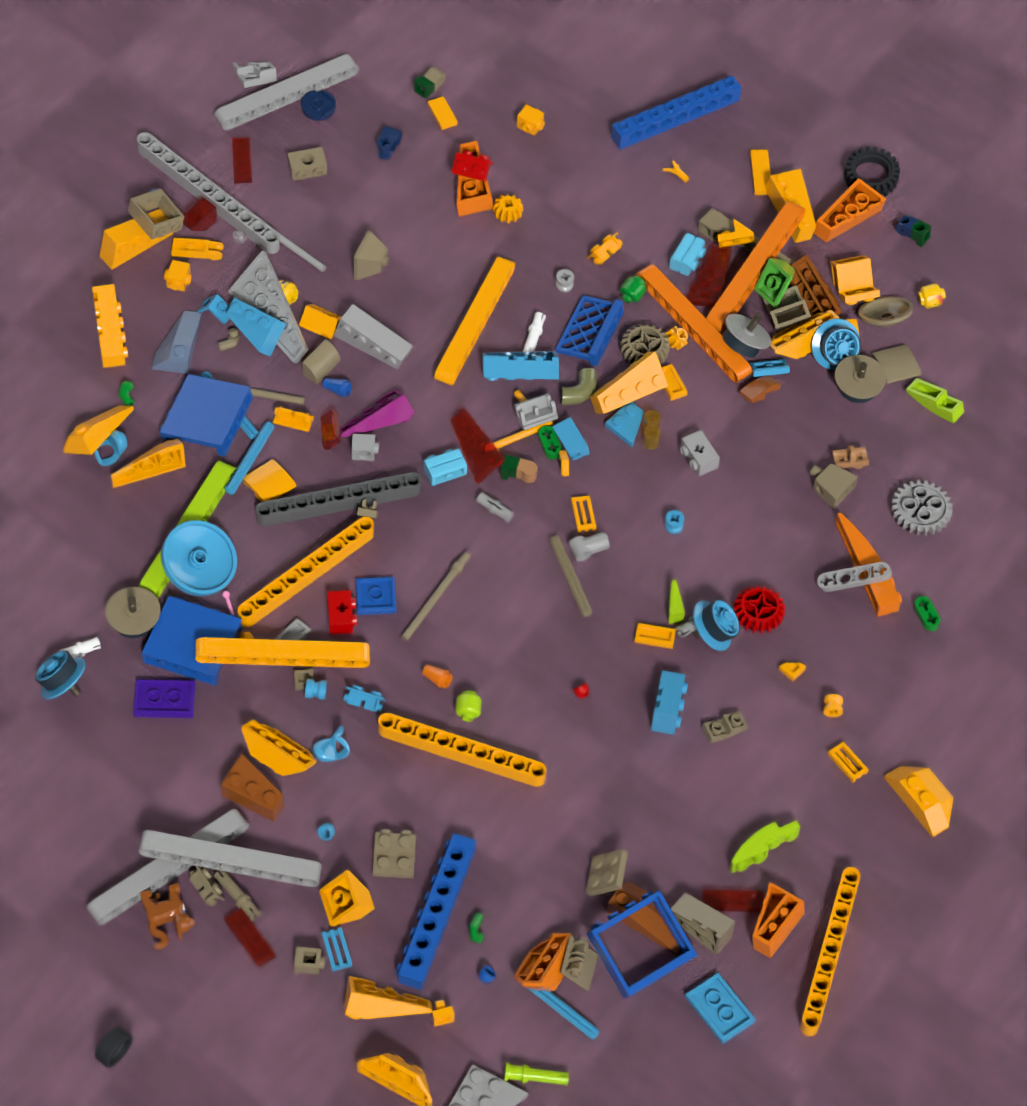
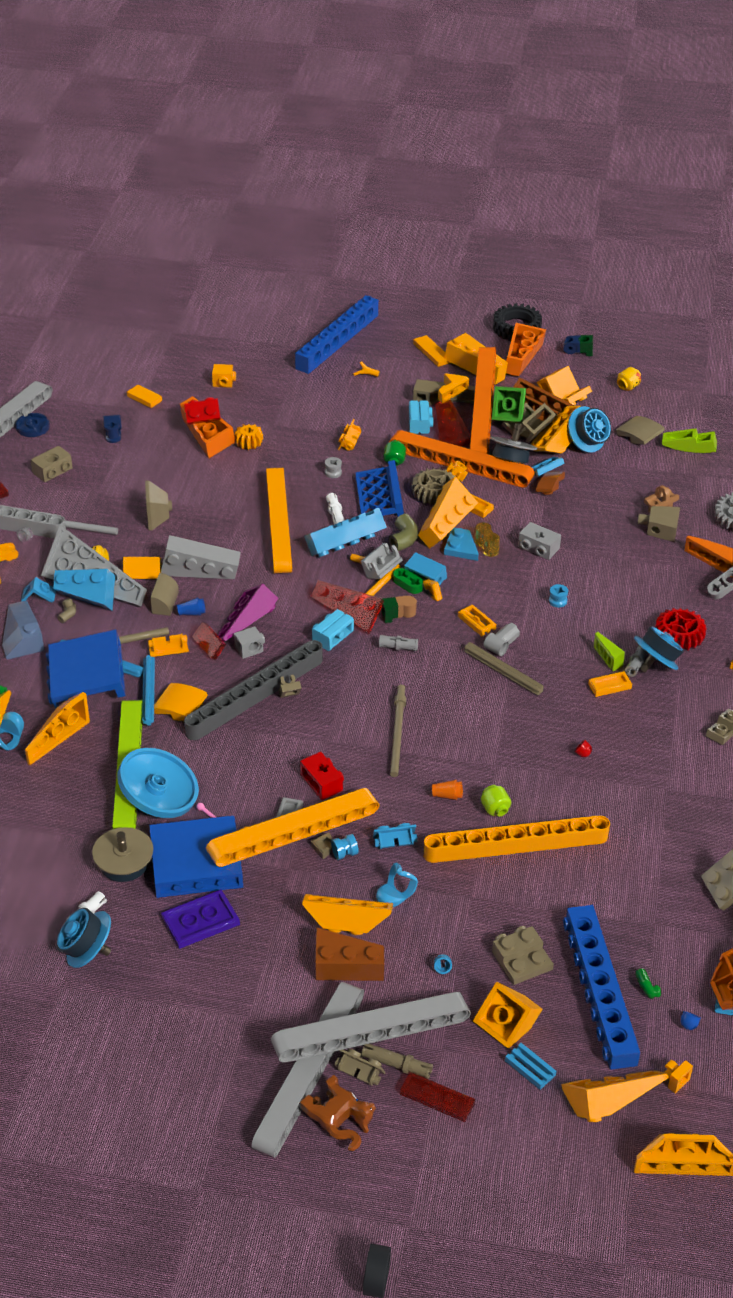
camera: 25 degrees left, 15 degrees down
(303, 579) = (265, 756): light orange beam -> none
(304, 956) = (513, 1088): dark tan brick -> none
(376, 595) = (344, 750): blue tile -> none
(429, 82) = (119, 377): leg -> none
(669, 702) = (667, 726): dark azure wedge -> none
(860, 378) = (624, 445): dark tan piece -> none
(886, 311) = (607, 398): dark tan dish -> none

